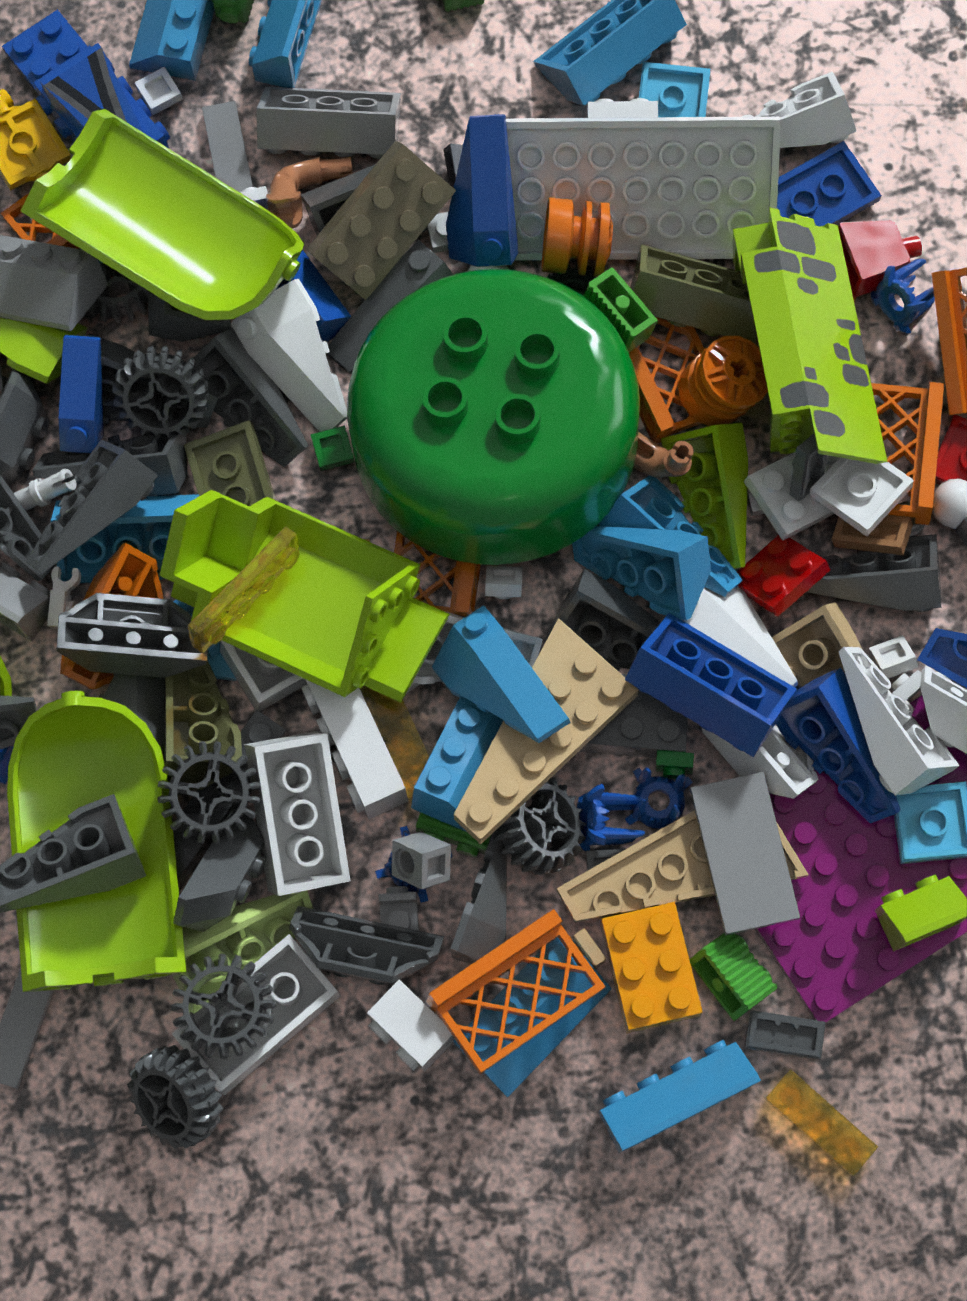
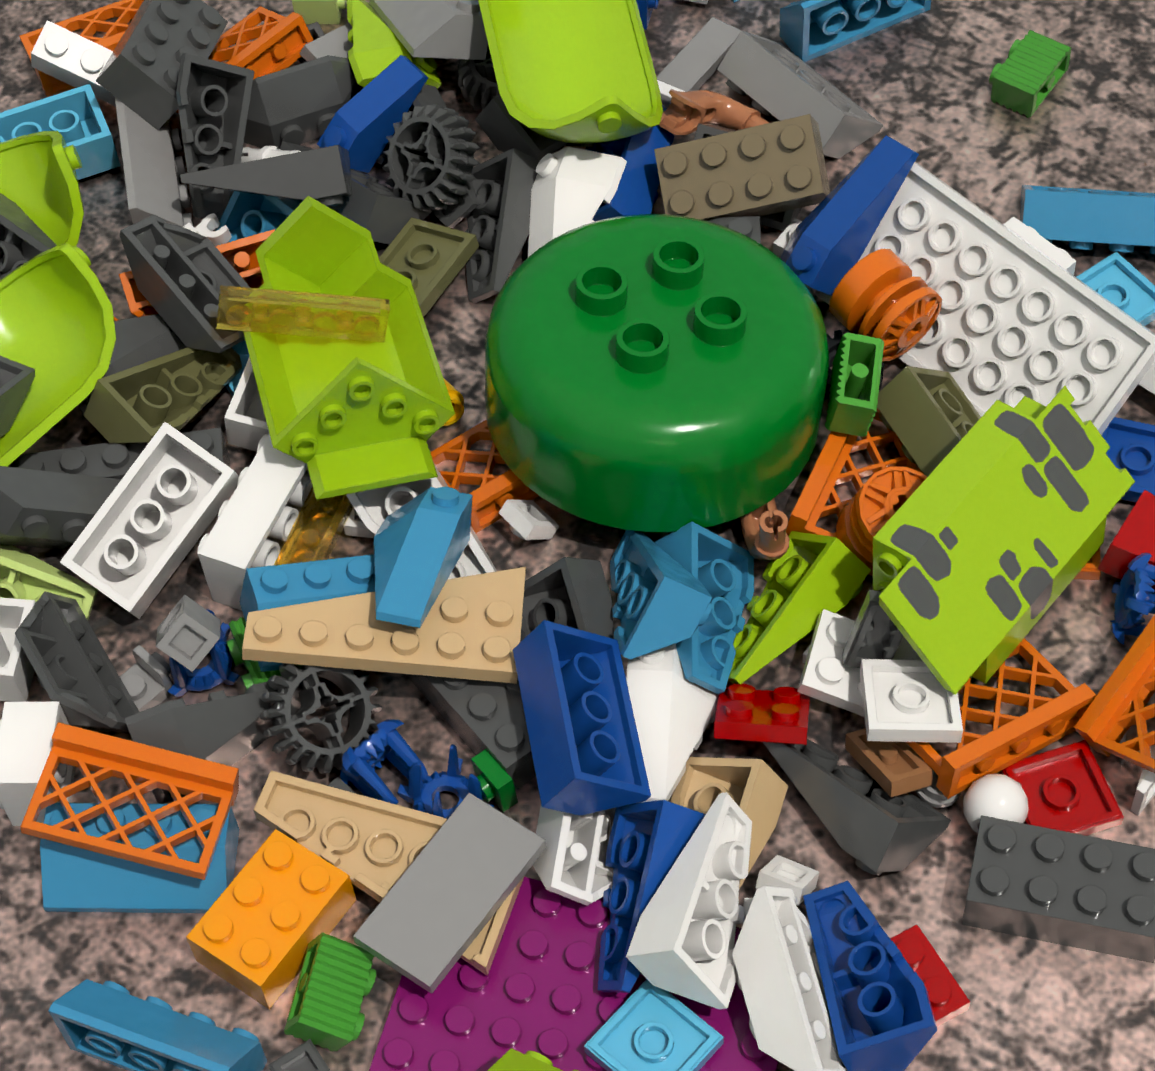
camera: 50 degrees right, 20 degrees down
(203, 824) = (63, 446): dark grey gear -> none
(589, 948) = (244, 846): tan tile -> none

